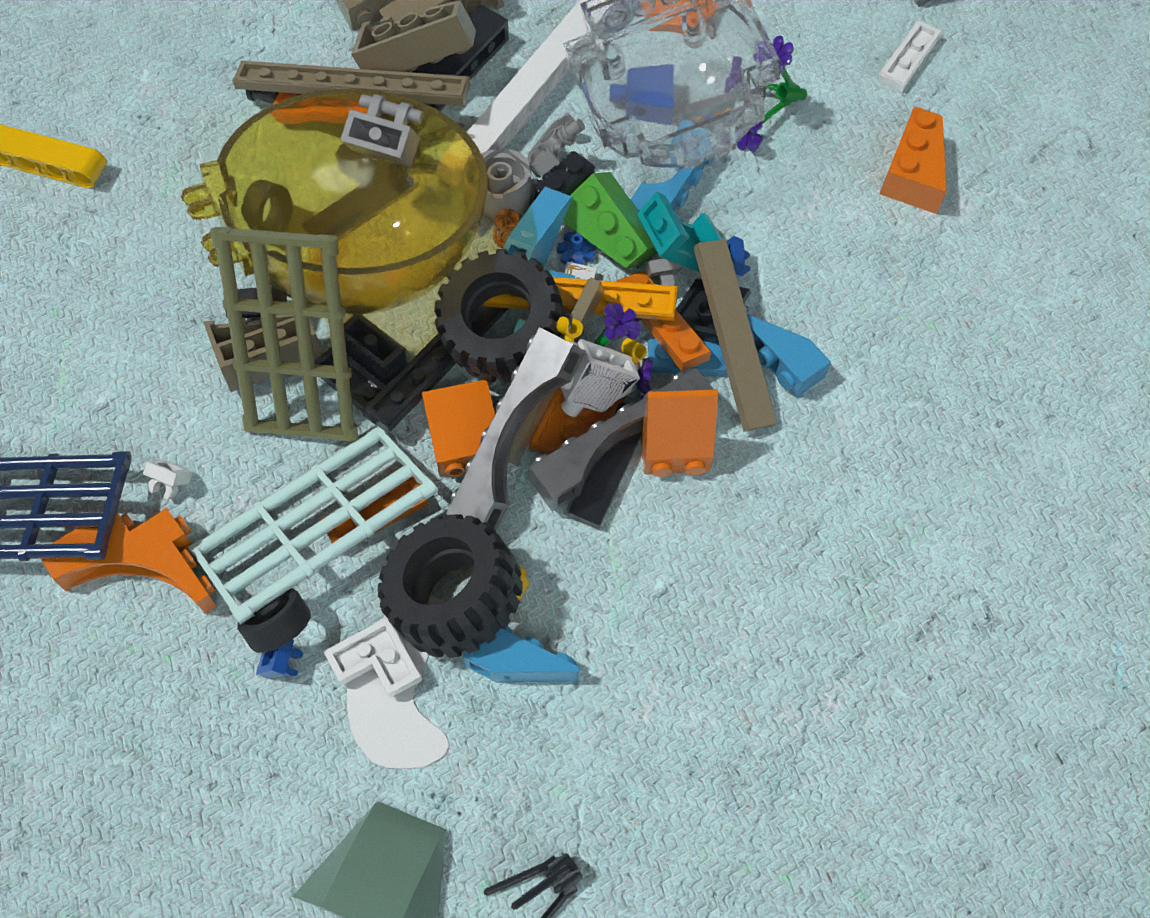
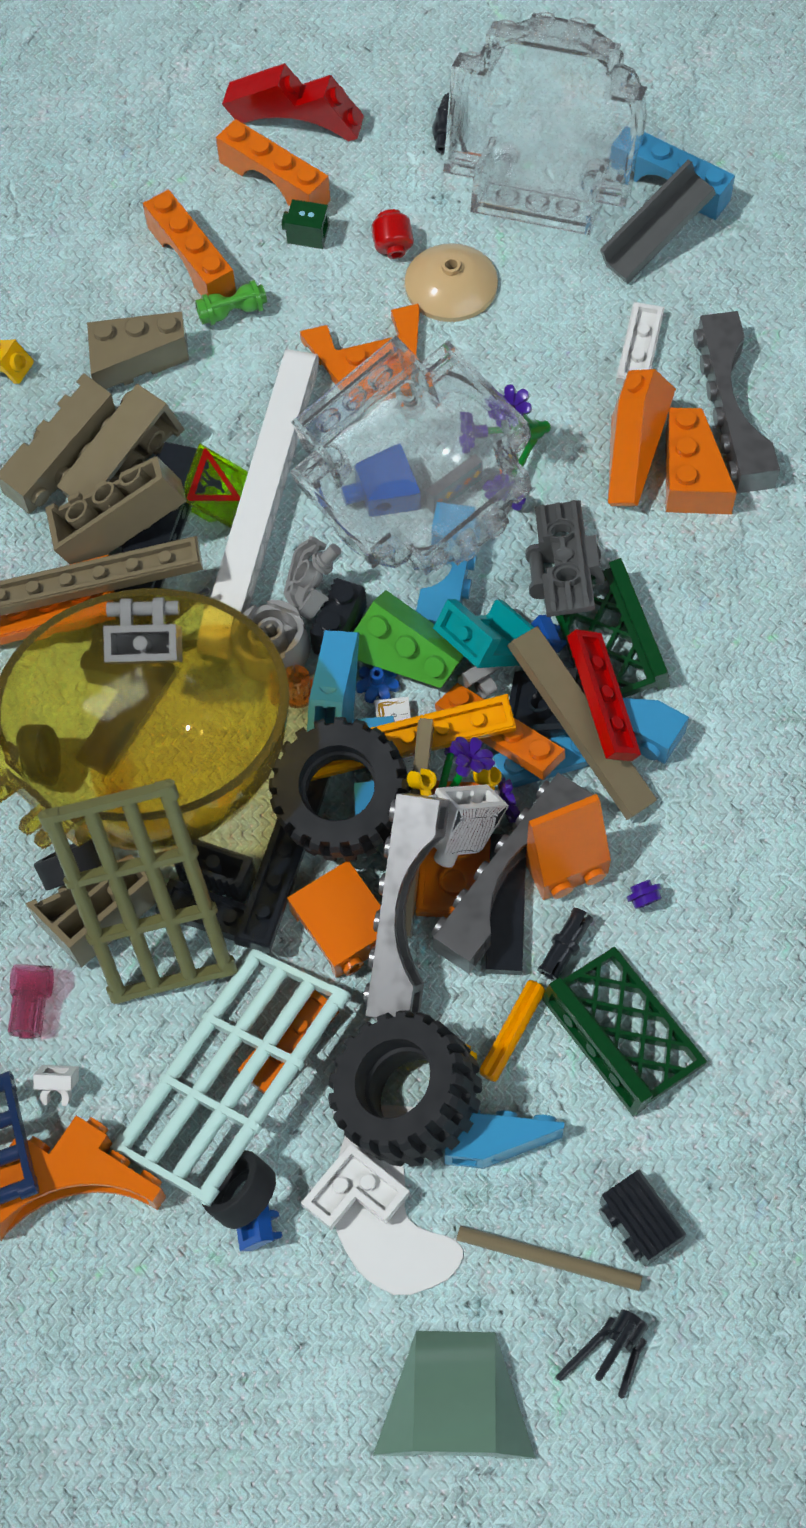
camera: 15 degrees left, 0 degrees up
(179, 394) = (29, 988): none -> clear pink piece
(504, 50) = (214, 486): none -> clear neon green piece
(521, 782) = (549, 1258): none -> dark tan axle
(569, 573) = (512, 1030): none -> light orange axle
(615, 777) = (640, 1218): none -> black brick
(642, 620) = (604, 1052): none -> dark green fence
(646, 516) = (565, 944): none -> black pin
(733, 498) = (644, 894): none -> dark purple plate
(761, 317) = (603, 695): none -> red plate
(773, 201) = (576, 557): none -> dark grey piece
(814, 267) = (637, 632): none -> dark green fence
(881, 113) = (636, 433): none -> orange wedge
(971, 167) = (749, 453): none -> flat silver arch

